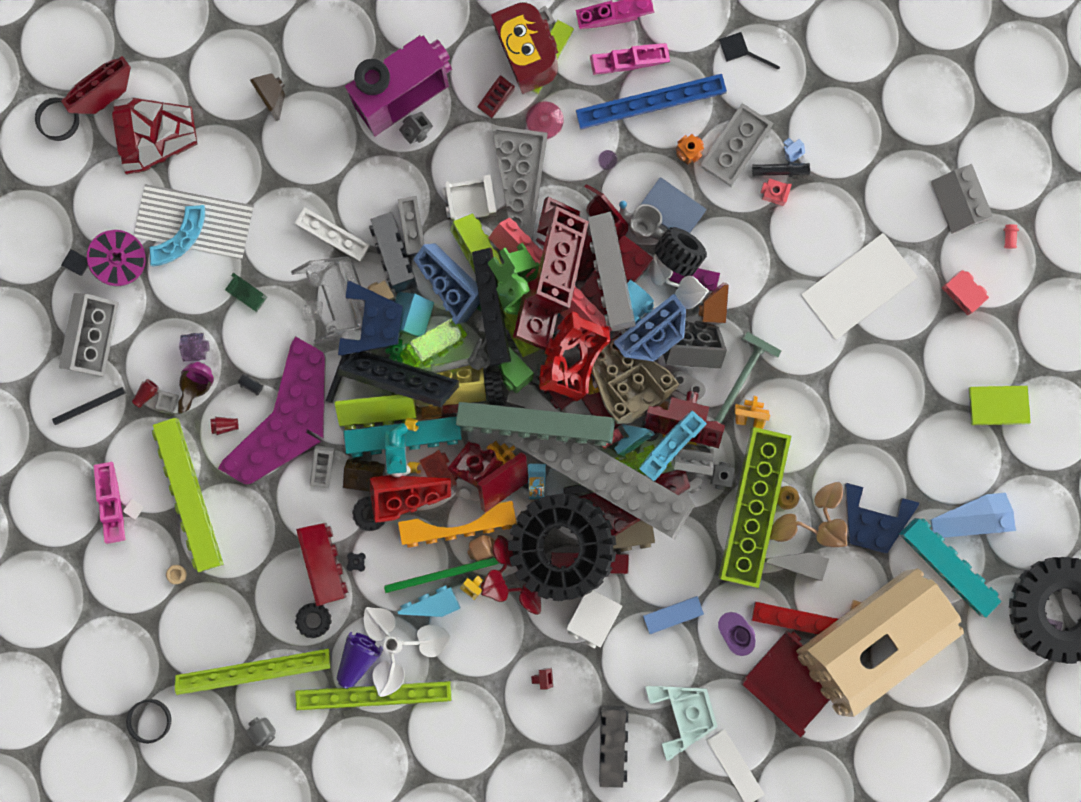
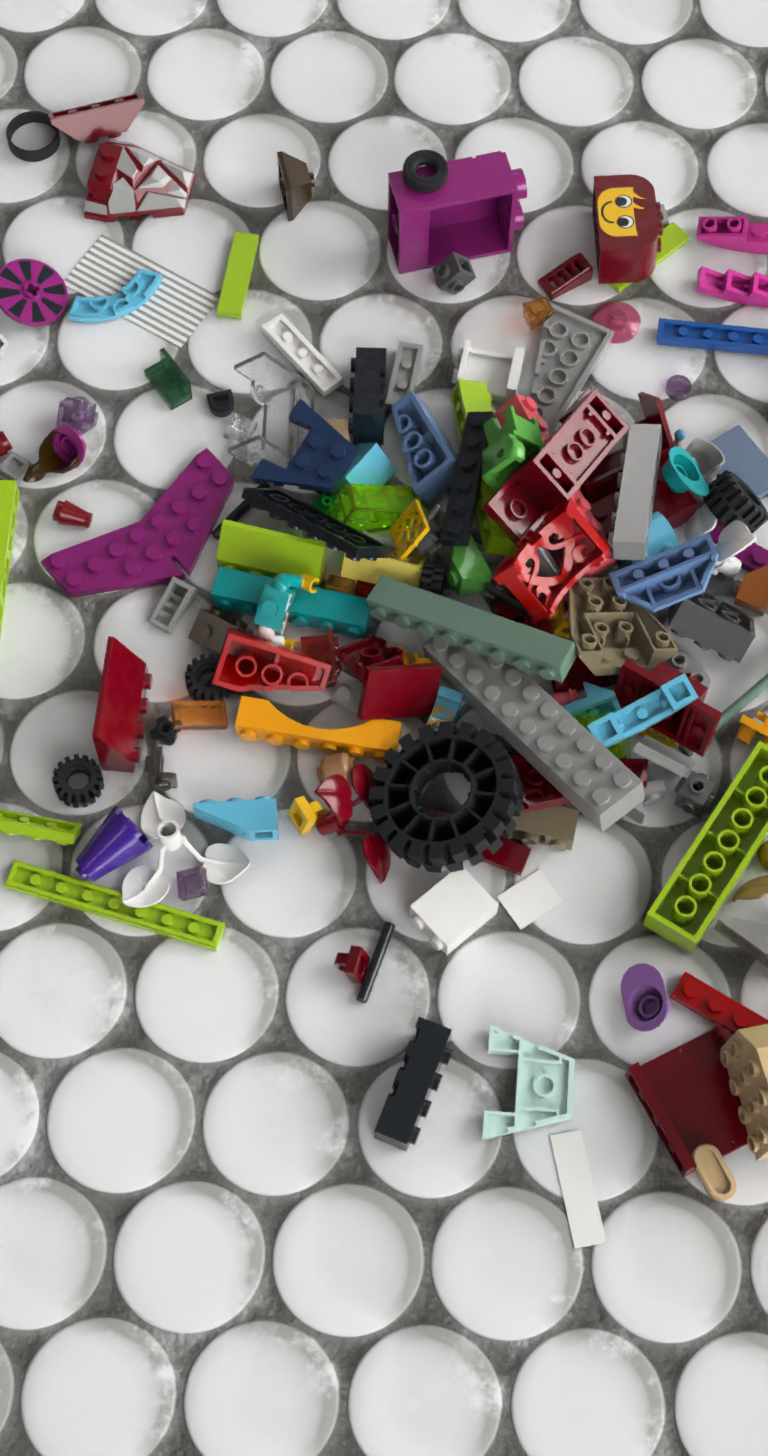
camera: 20 degrees right, 20 degrees down
(250, 384) = (123, 478): black pin -> none
(258, 183) = (237, 275): none -> lime tile
(290, 294) = (221, 403): none -> black tile
(360, 592) = (154, 766): none -> clear smoke bracket
(374, 543) = (199, 715): none -> clear orange tile
(418, 662) = (192, 883): none -> clear purple tile
(440, 574) = (254, 782): green tile -> none
(464, 373) = (414, 507): none -> yellow window
(487, 137) = (537, 312): none -> clear orange slope
(556, 669) = (375, 962): none -> black bar
(639, 587) = (530, 899): none -> white sticker
(640, 246) = (683, 473): none -> teal piece
(673, 615) = (563, 949): medium blue tile -> none
(815, 727) = (714, 1172): none -> tan tile

